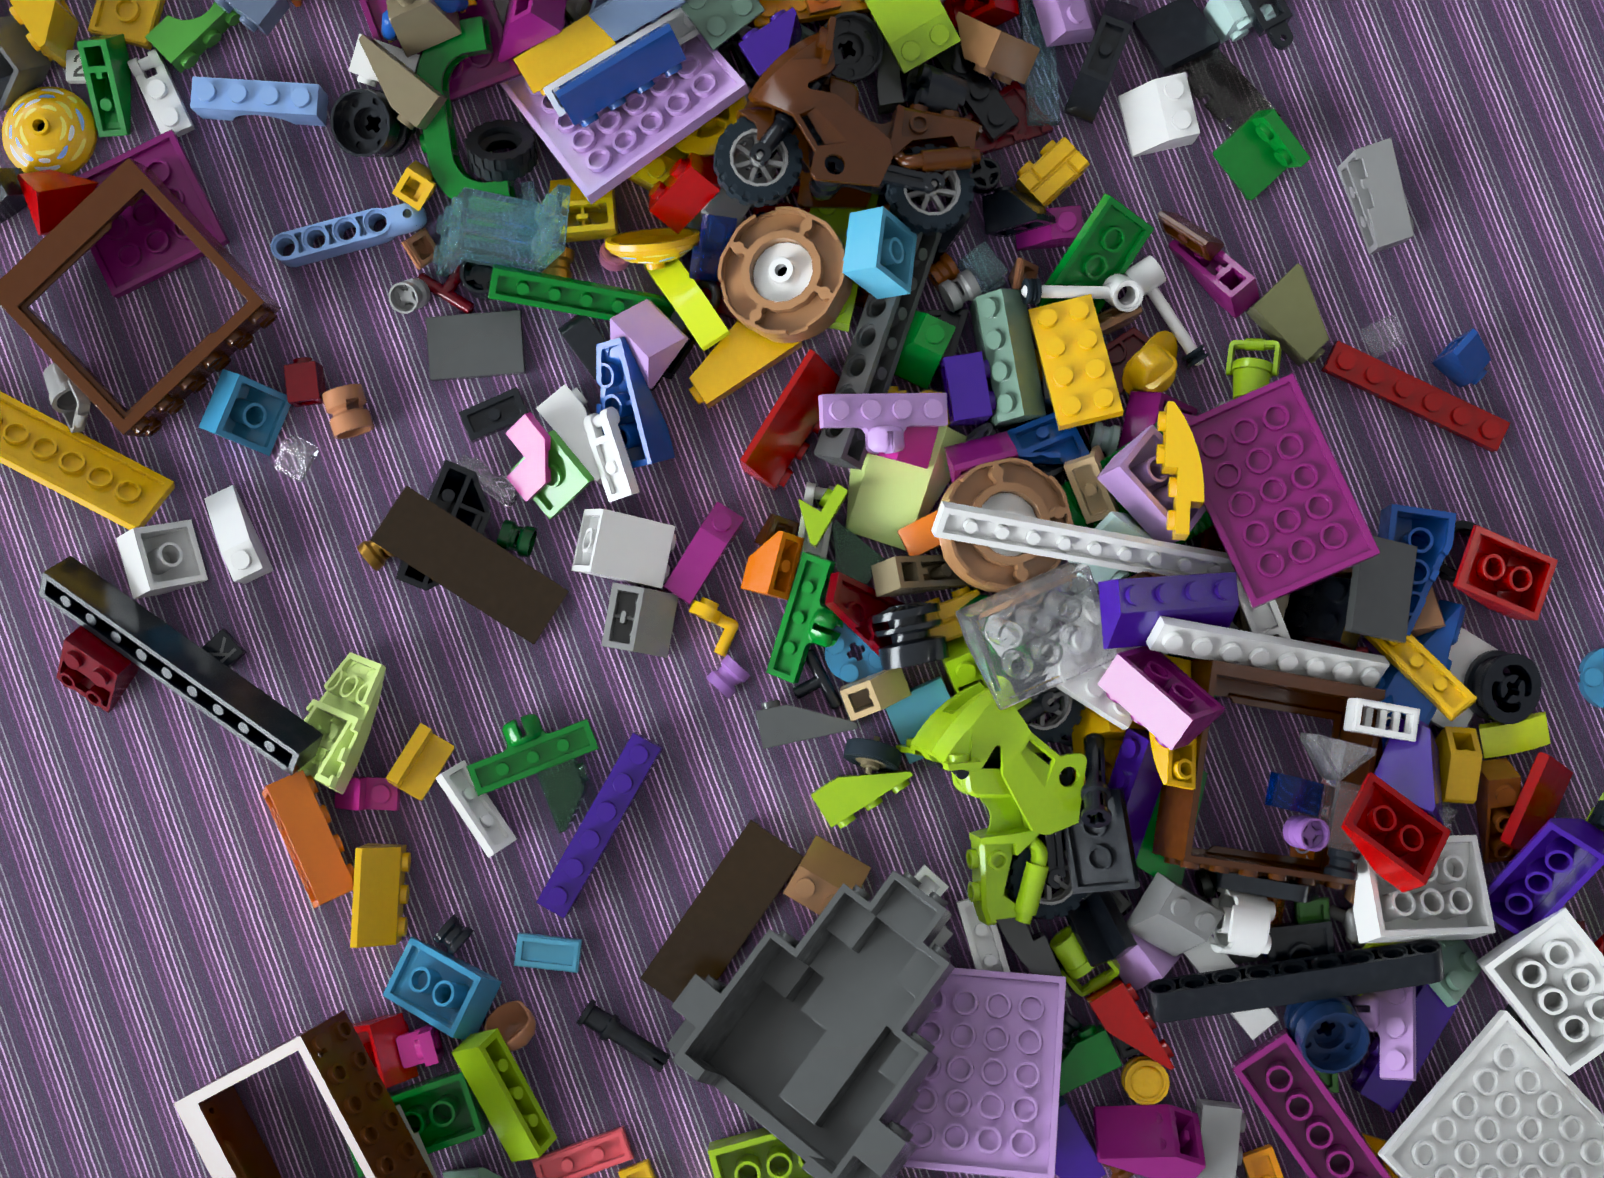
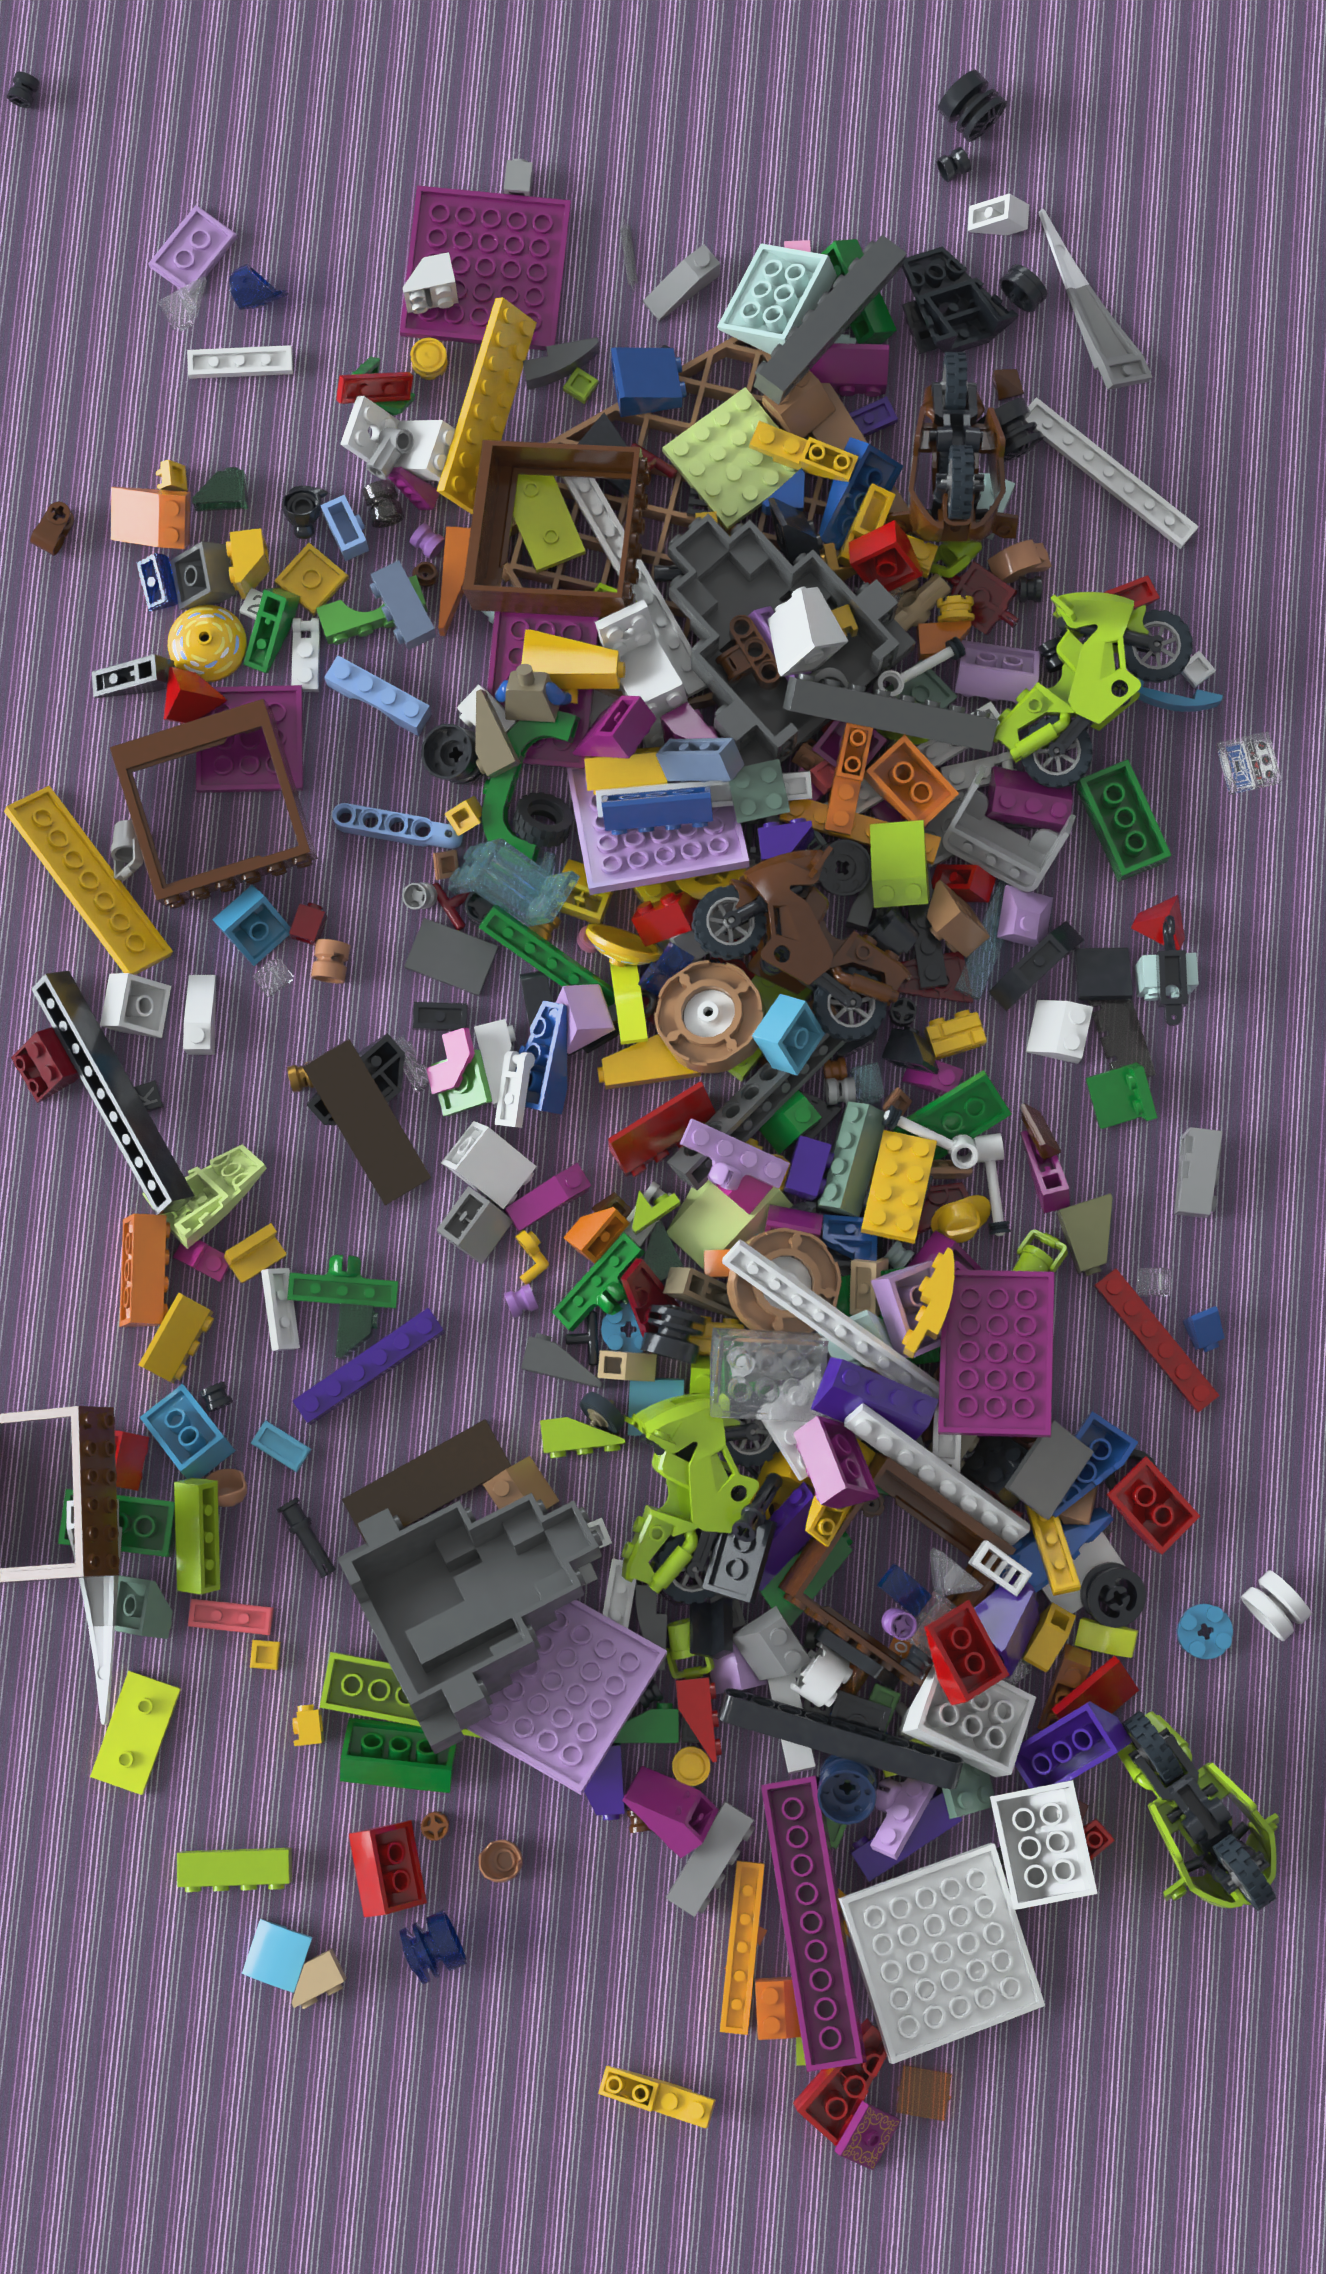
camera: 20 degrees right, 5 degrees down
(420, 1047) = (150, 1468): dark pink slope -> none
(517, 538) = (411, 1118): dark green wheel -> none

